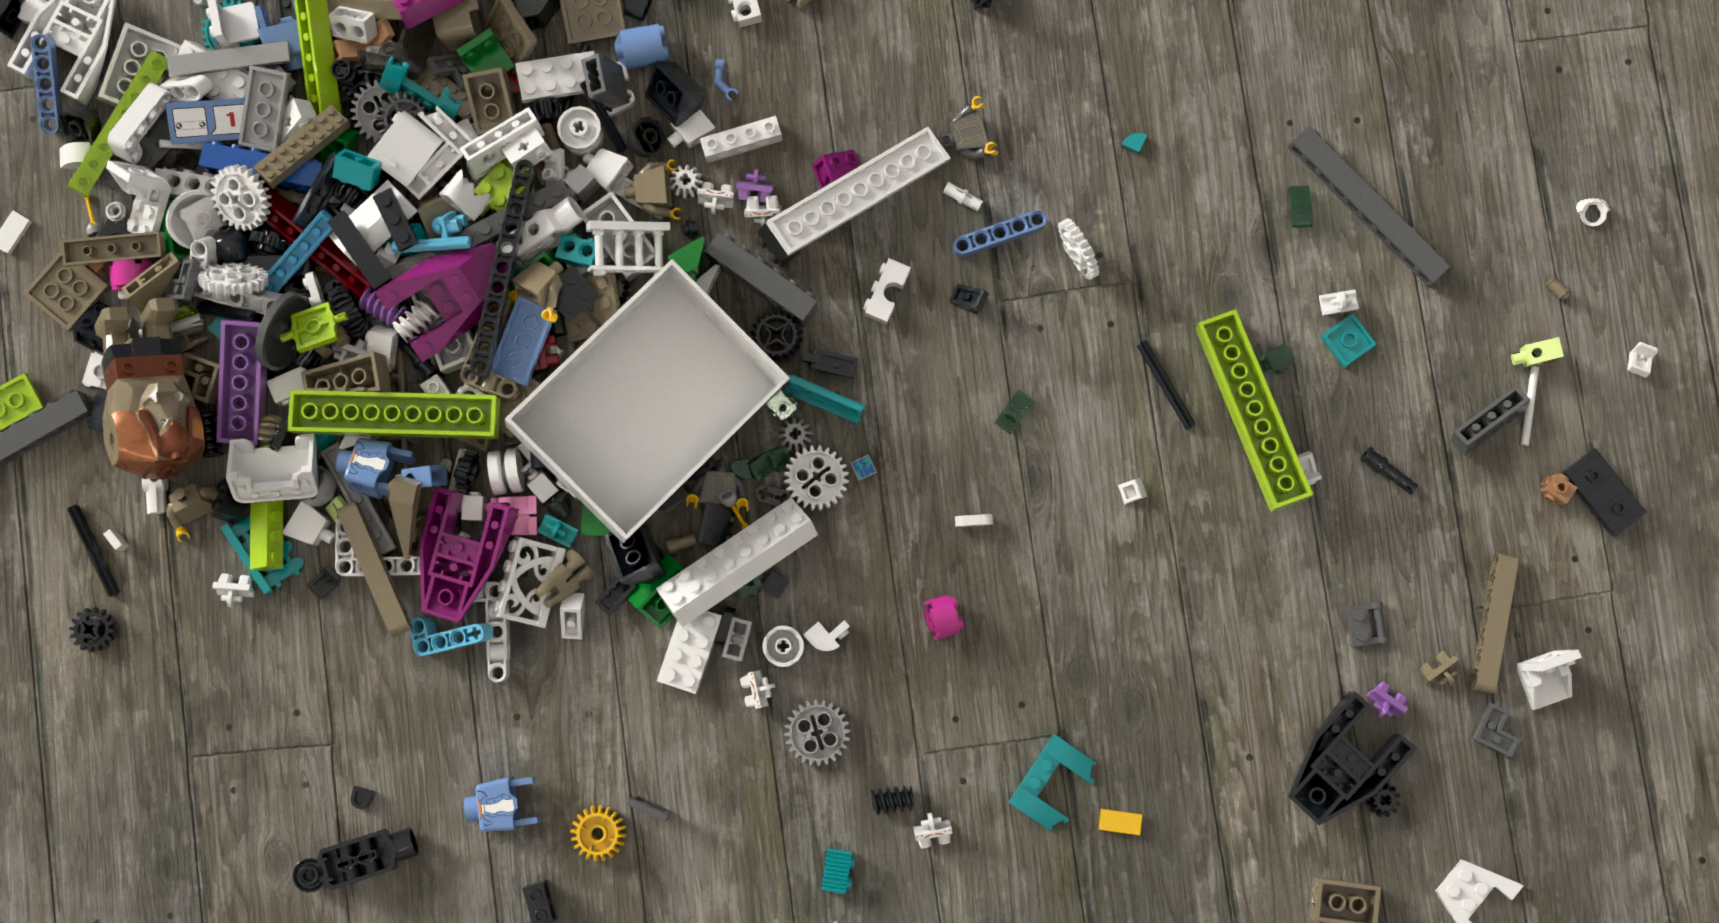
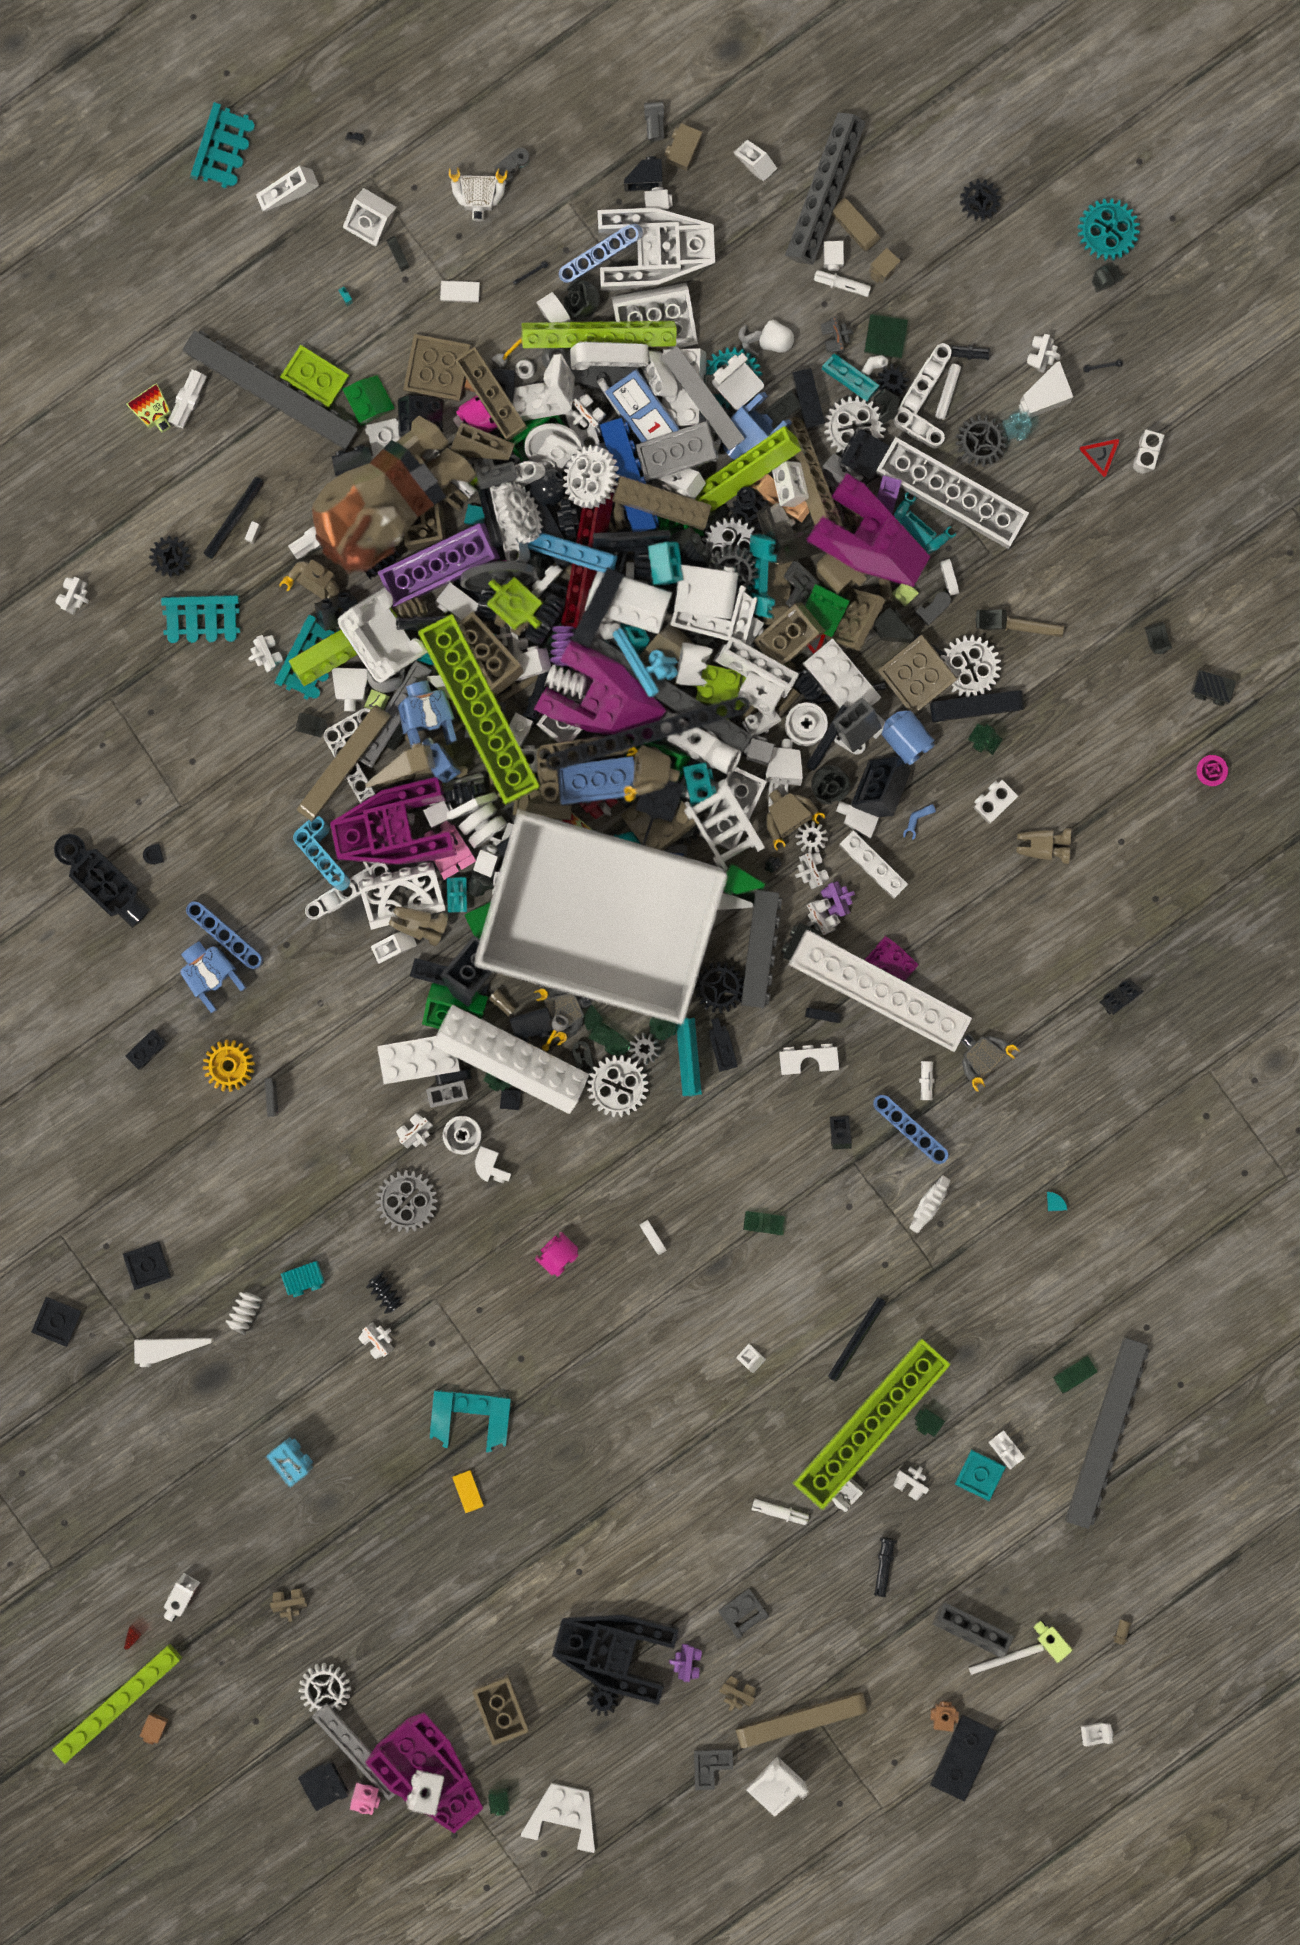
camera: 75 degrees right, 5 degrees up
(33, 144) = (544, 264): none -> black hinge
(58, 368) = (368, 399): none -> green slope
(76, 740) = (75, 595): none -> white hips
(156, 637) = (191, 612): none -> teal fence
(191, 168) = (593, 418): none -> white hips
(358, 142) = (691, 548): none -> pearl dark grey brick
(395, 220) = (639, 622): black plate -> none
(464, 770) = (218, 928): none -> medium blue beam
(481, 476) = (472, 806): none -> white tile
(853, 257) = (823, 1015): none -> black beam
(863, 467) = (648, 1120): tile -> none
(1289, 539) = (780, 1512): none -> white axle
(1317, 411) = (918, 1488): none -> white hips
(1601, 205) = (1217, 1634): white piece -> none

